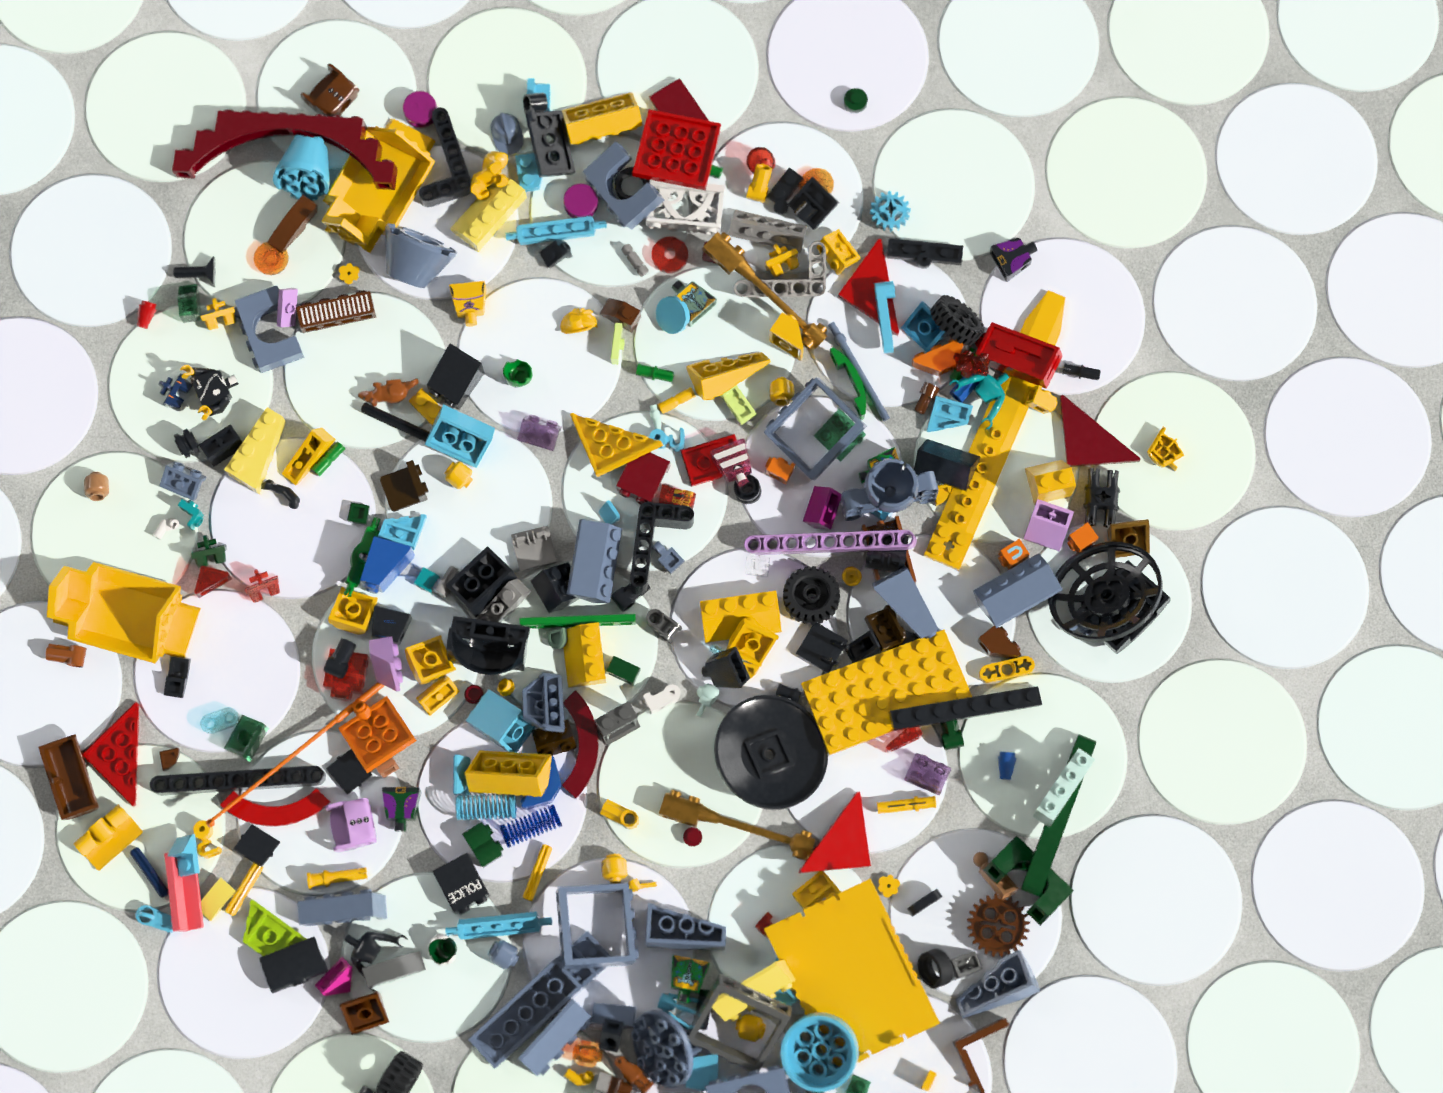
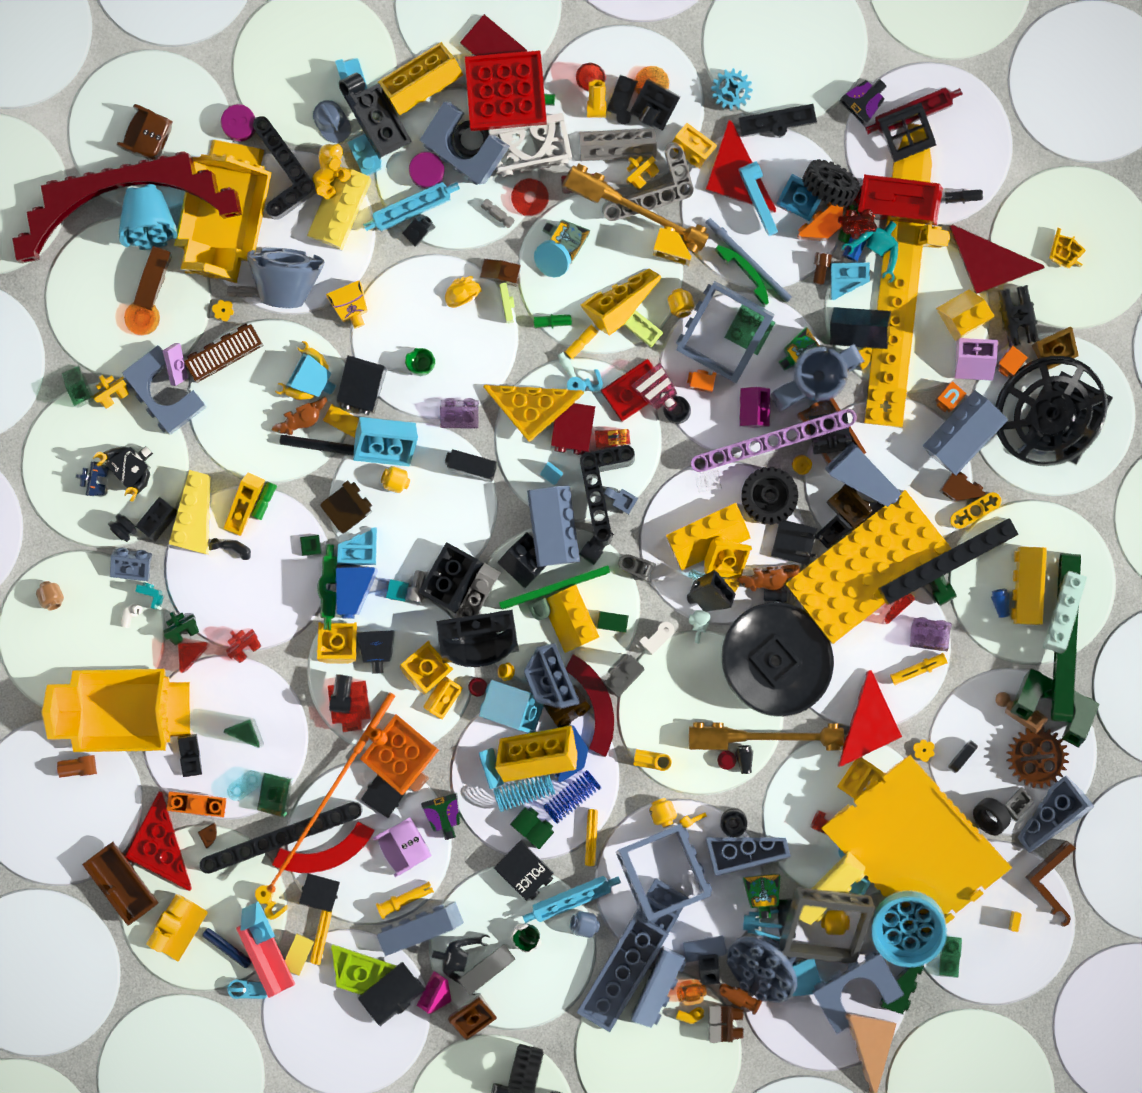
camera: 15 degrees left, 10 degrees up
(145, 314) = (38, 410): red cone -> none
(166, 723) = (196, 804): none -> orange slope
(197, 272) = (74, 353): black piece -> none
(239, 667) = (246, 732): none -> clear green slope
(372, 261) = (242, 291): none -> light grey axle
(386, 663) = (386, 685): lavender slope -> none
(408, 356) = (309, 376): none -> medium azure torso
(533, 548) = (489, 528): light grey hinge -> none
(534, 481) = (471, 465): none -> black brick
(671, 898) = (737, 830): none -> black wheel
(710, 840) = (745, 758): none -> black cone
(788, 675) = (772, 578): none -> dark orange animal
(1037, 756) = (1029, 585): none -> yellow slope
(1042, 279) = (901, 116): none -> black piece
(1056, 280) = (931, 103): none -> dark red plate

